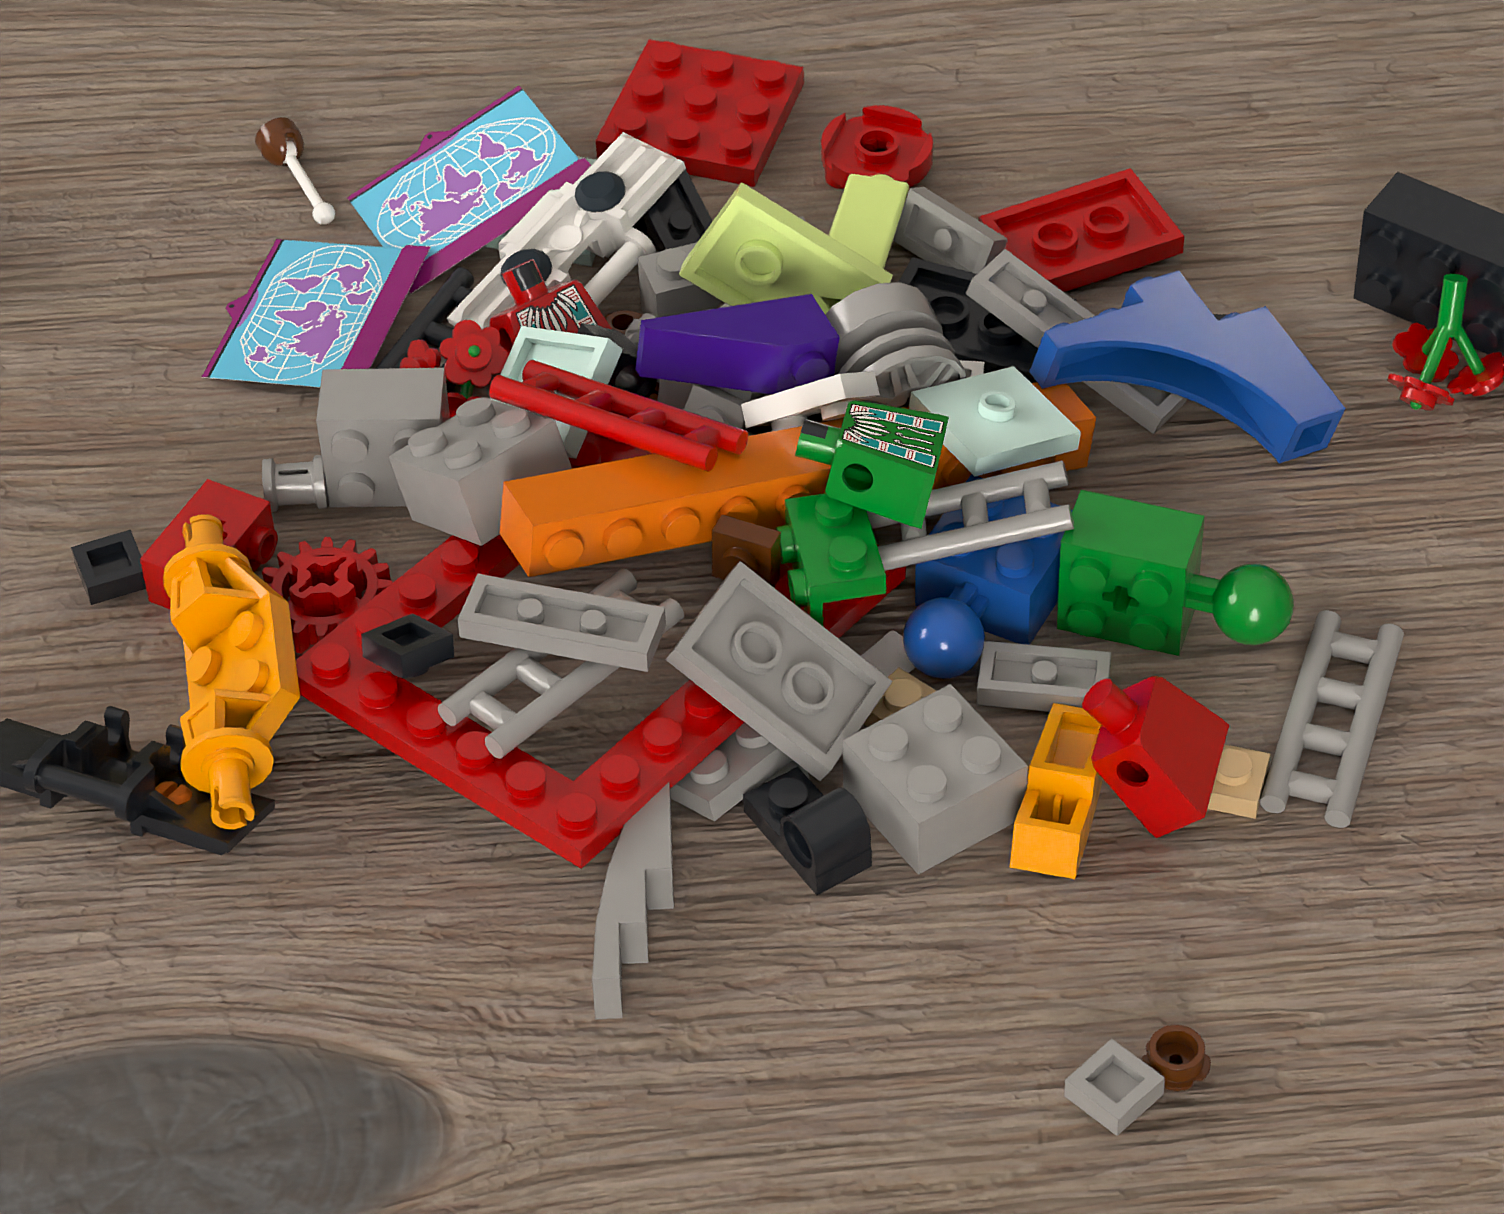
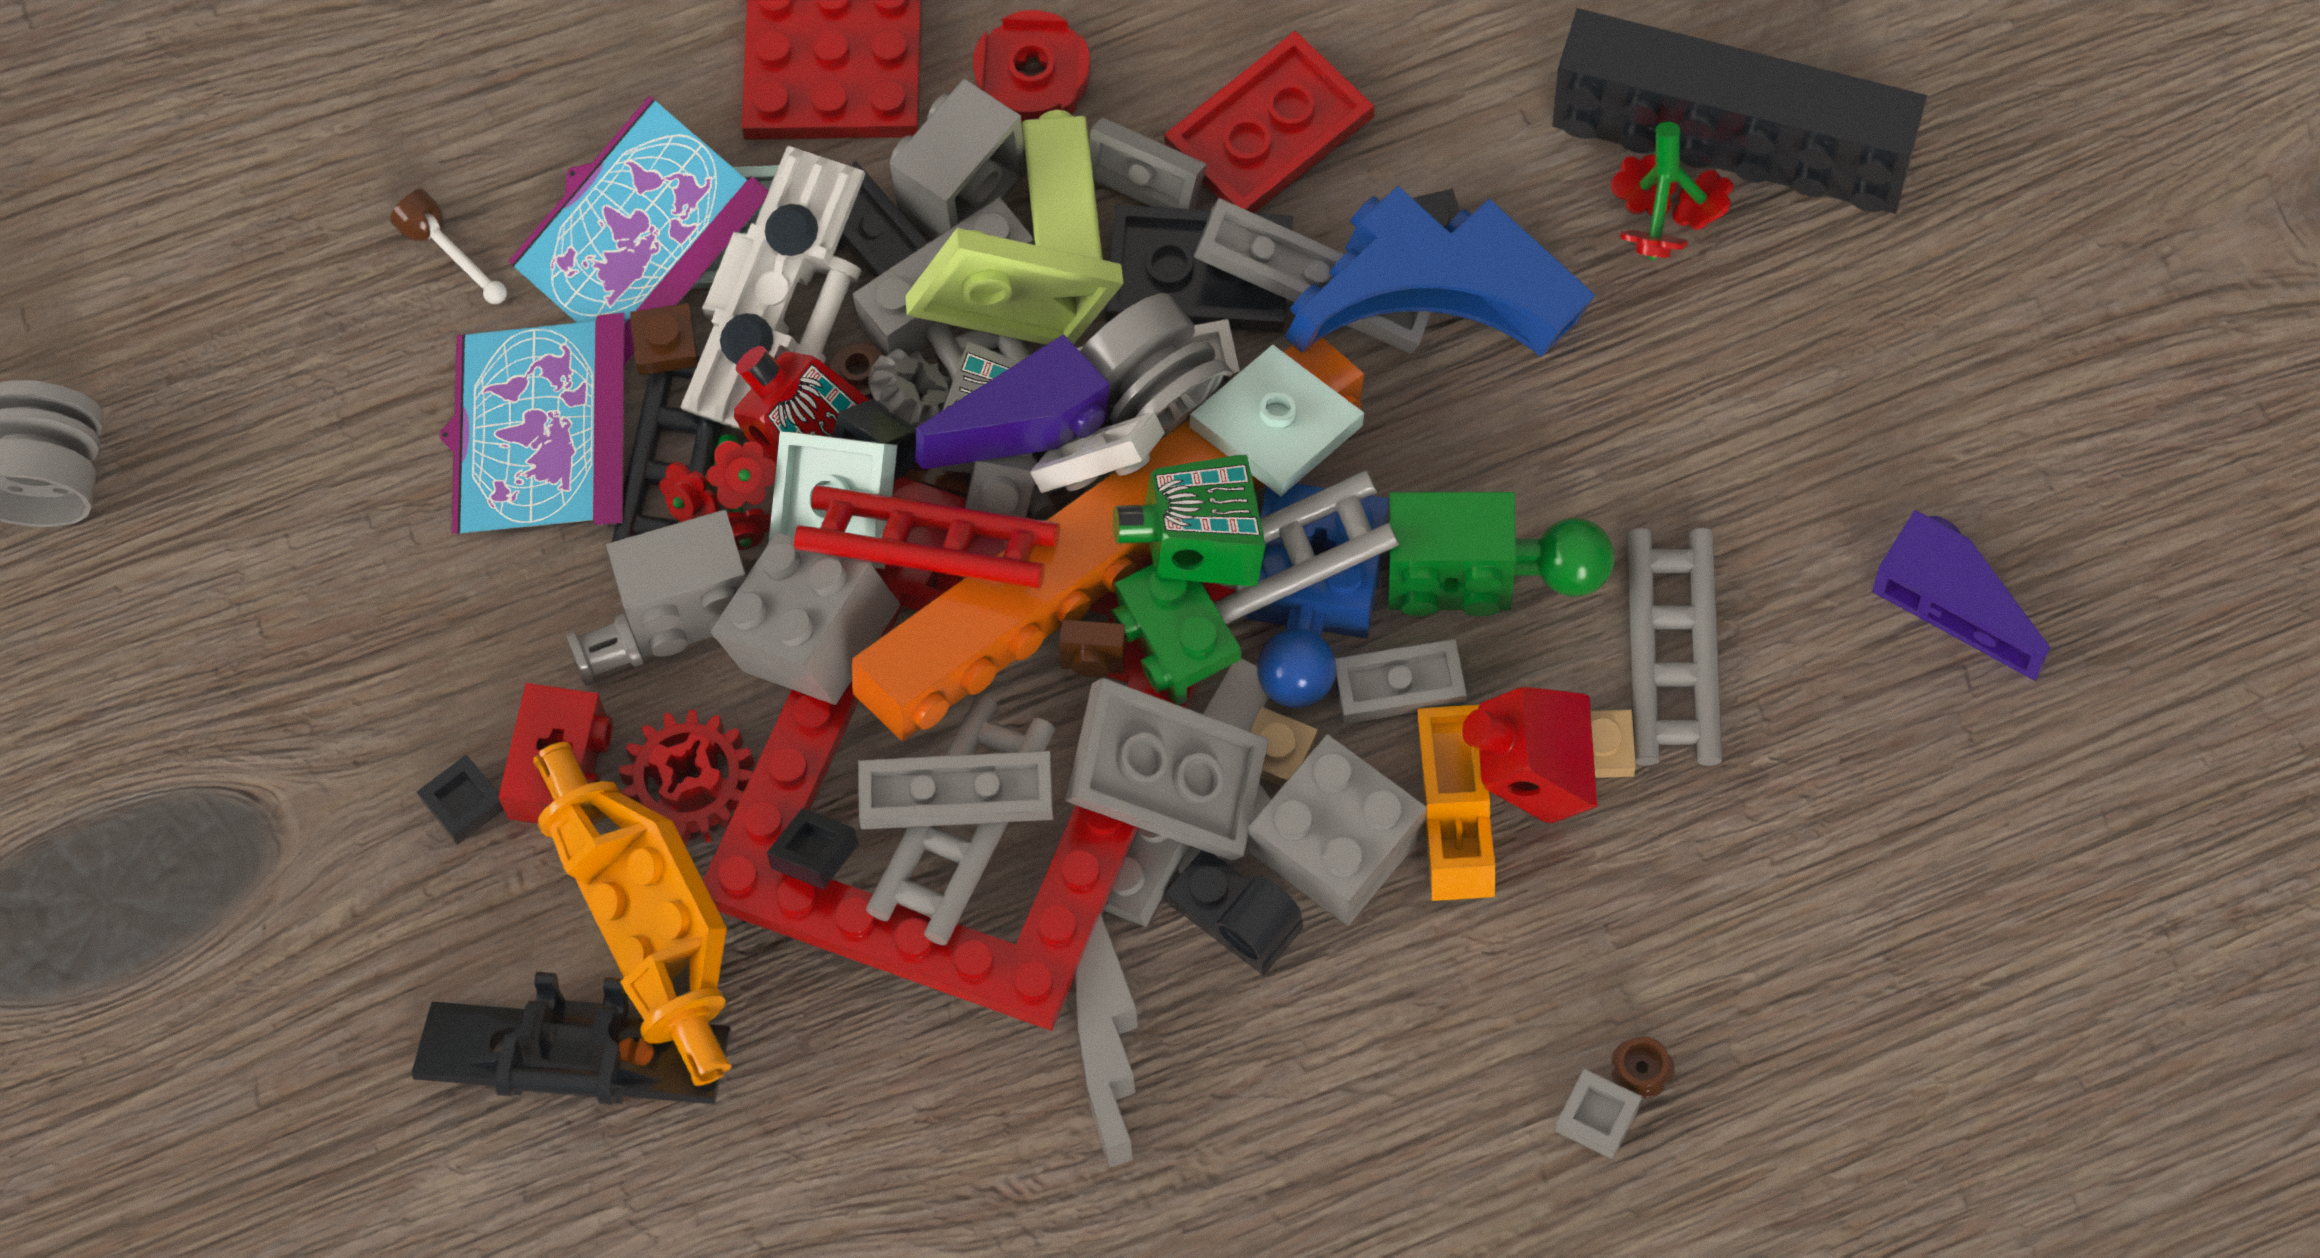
camera: 15 degrees left, 20 degrees up
(454, 266) = (664, 339): none -> reddish brown plate
(786, 162) = (958, 160): none -> light grey brick

